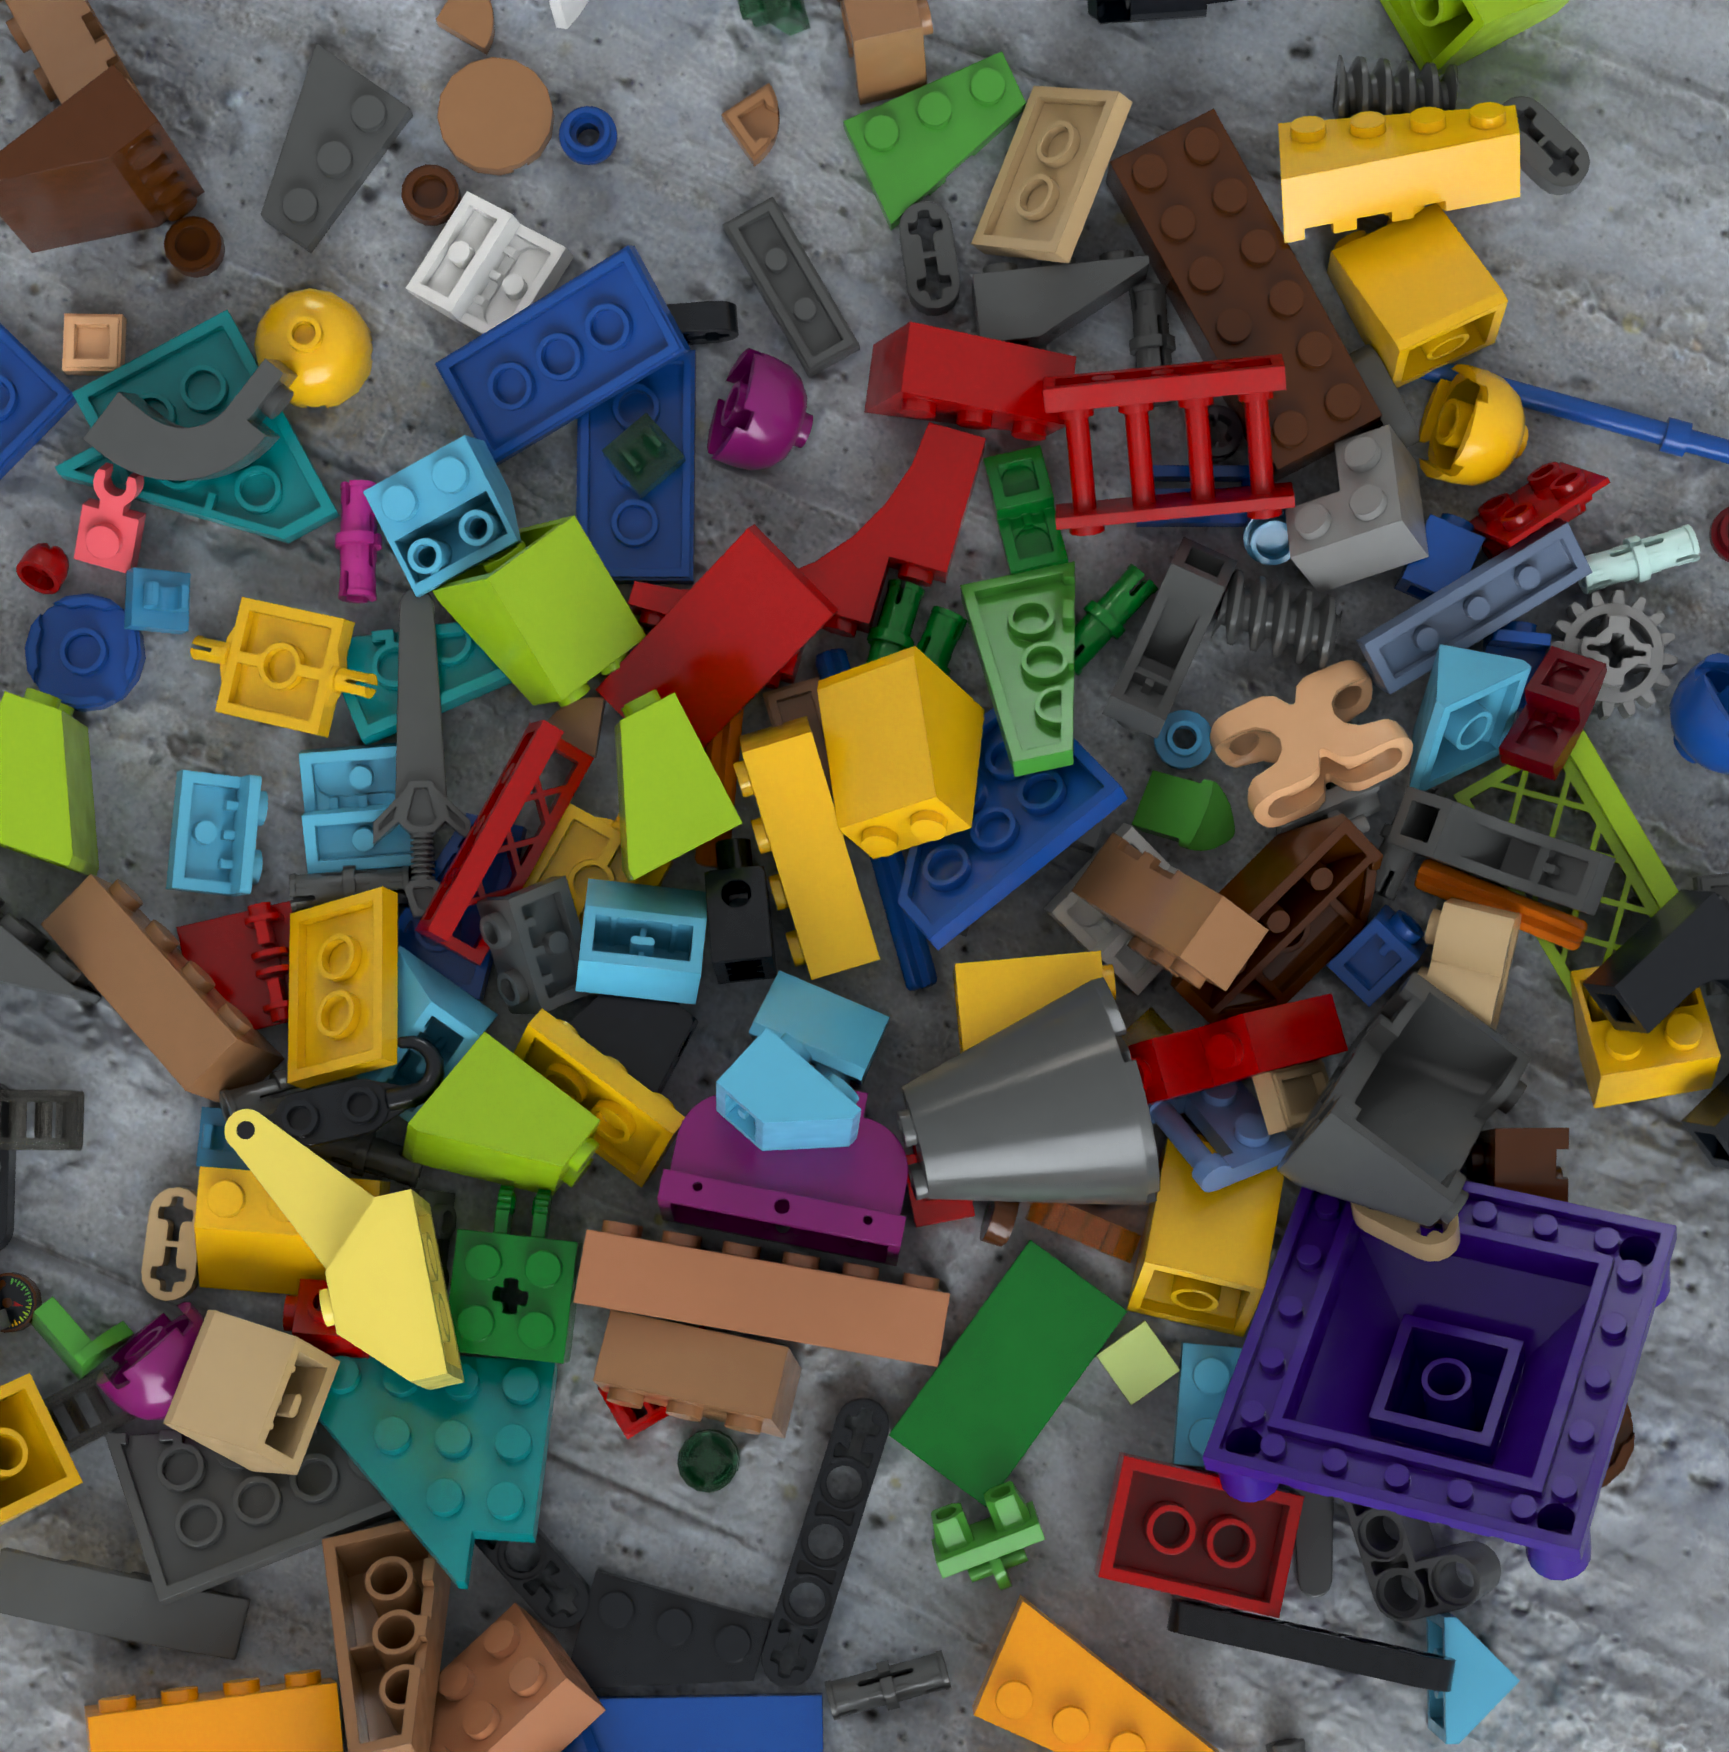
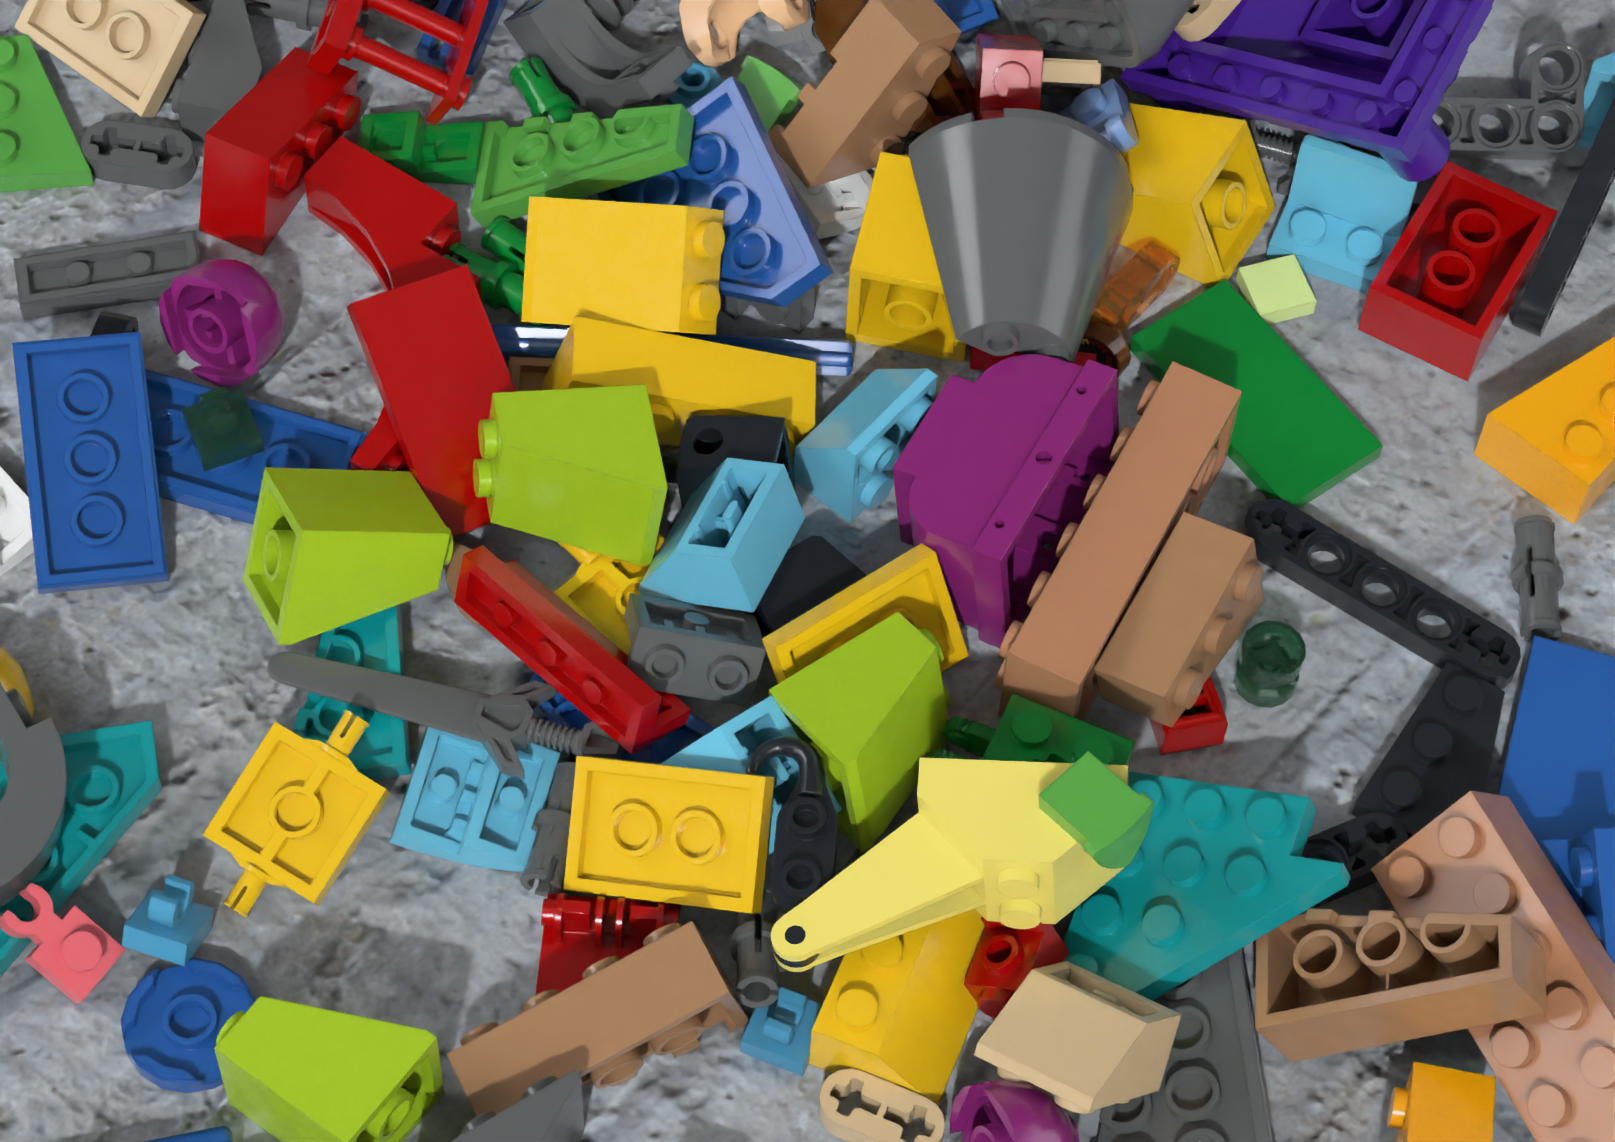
camera: 80 degrees left, 25 degrees down
(43, 568) = (93, 1044): red hinge -> none
(216, 833) = (449, 933): medium azure bracket -> none
(357, 544) = (191, 716): dark pink pin -> none
(389, 1357) = (1098, 811): none -> bright green tile
(445, 513) = (206, 608): medium azure slope -> none
(784, 1100) = (939, 403): medium azure slope -> none
(989, 1544) = (1420, 448): bright green hips -> none

